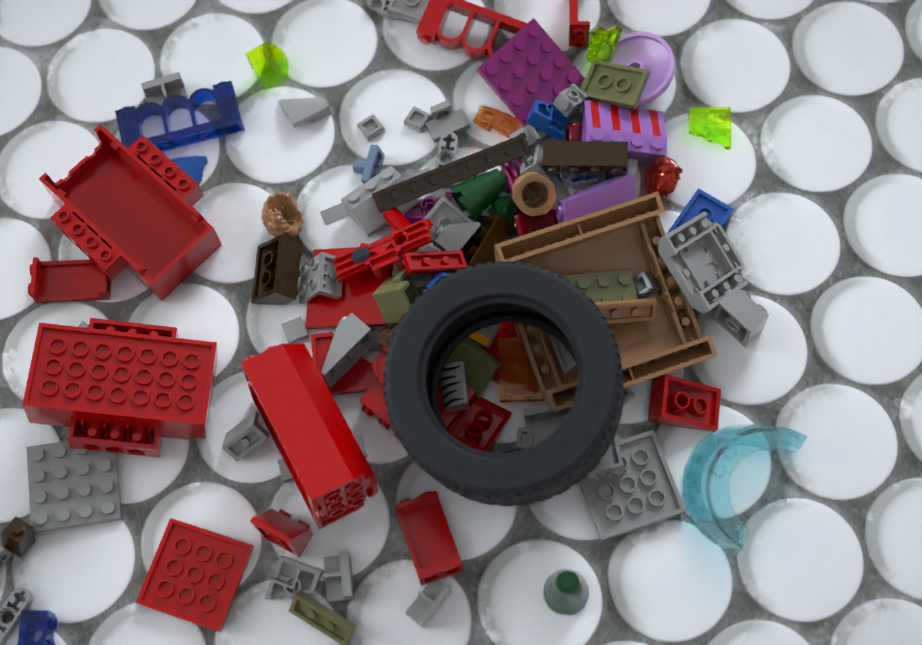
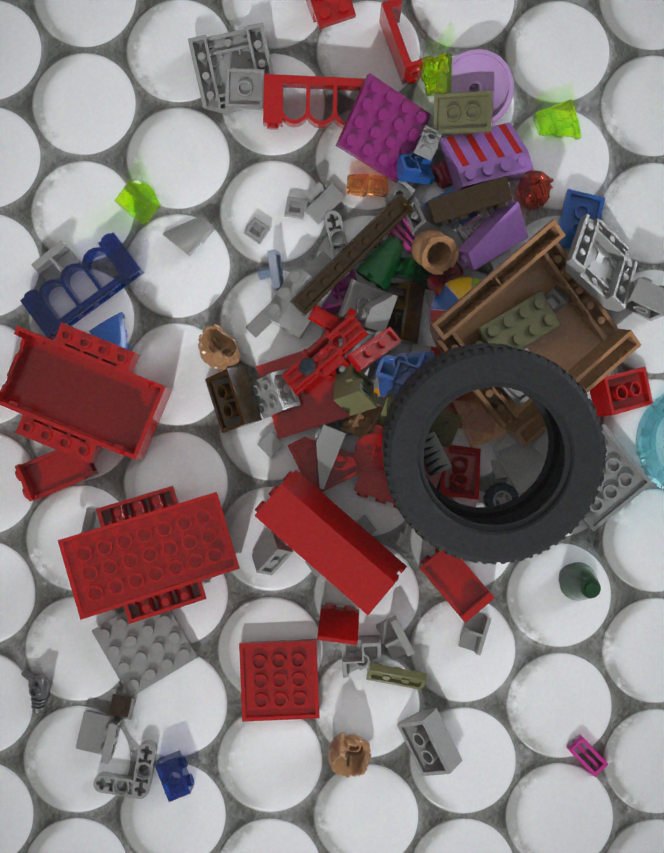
camera: 25 degrees left, 20 degrees up
(628, 310) = (550, 332): medium nougat tile -> none

